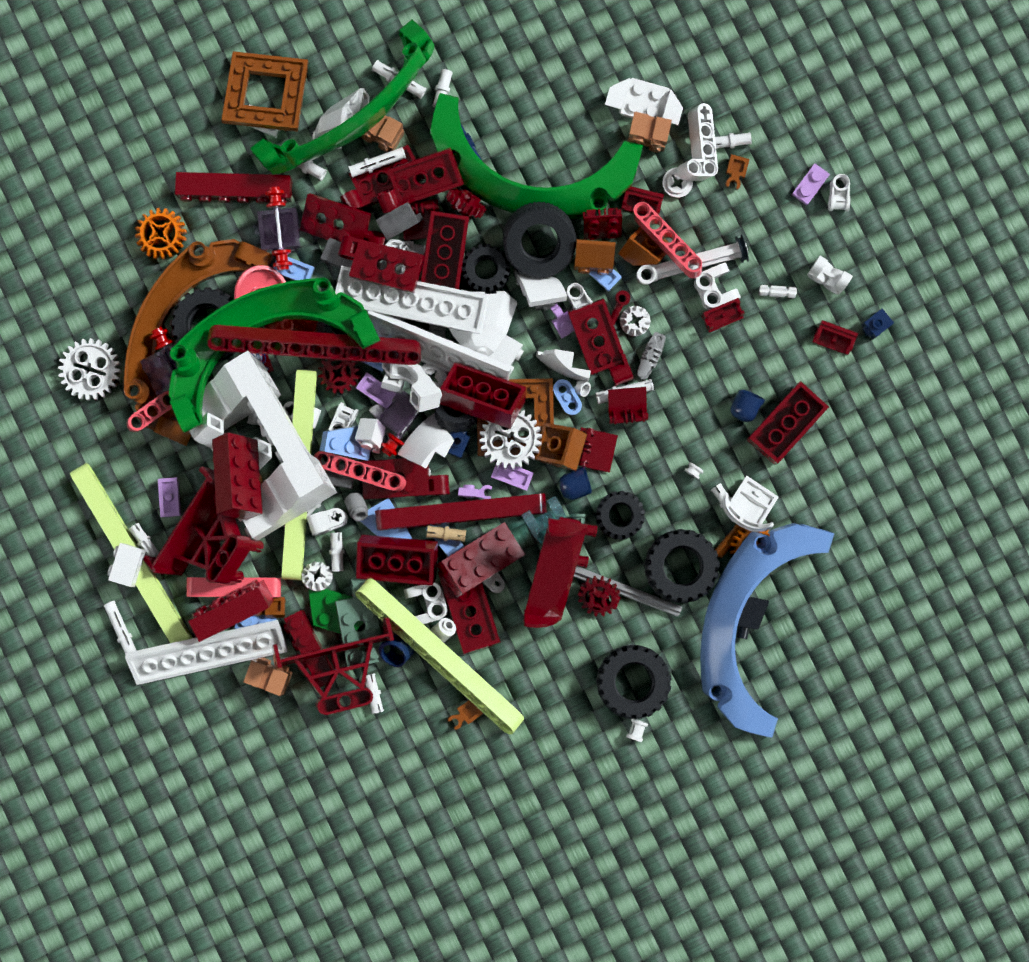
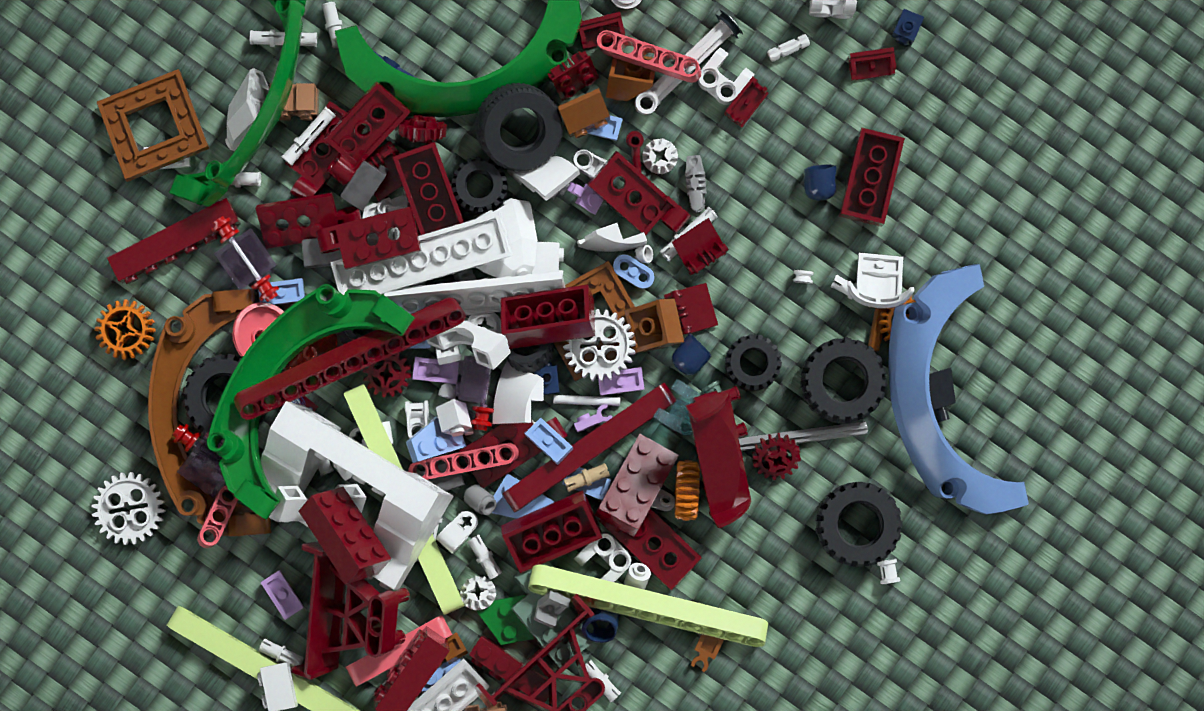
camera: 30 degrees left, 0 degrees up
(364, 616) = (549, 607): none -> light grey bracket
(432, 490) = (549, 441): none -> light blue plate
(478, 475) = (586, 400): none -> white bar
(516, 584) = (687, 490): none -> orange gear

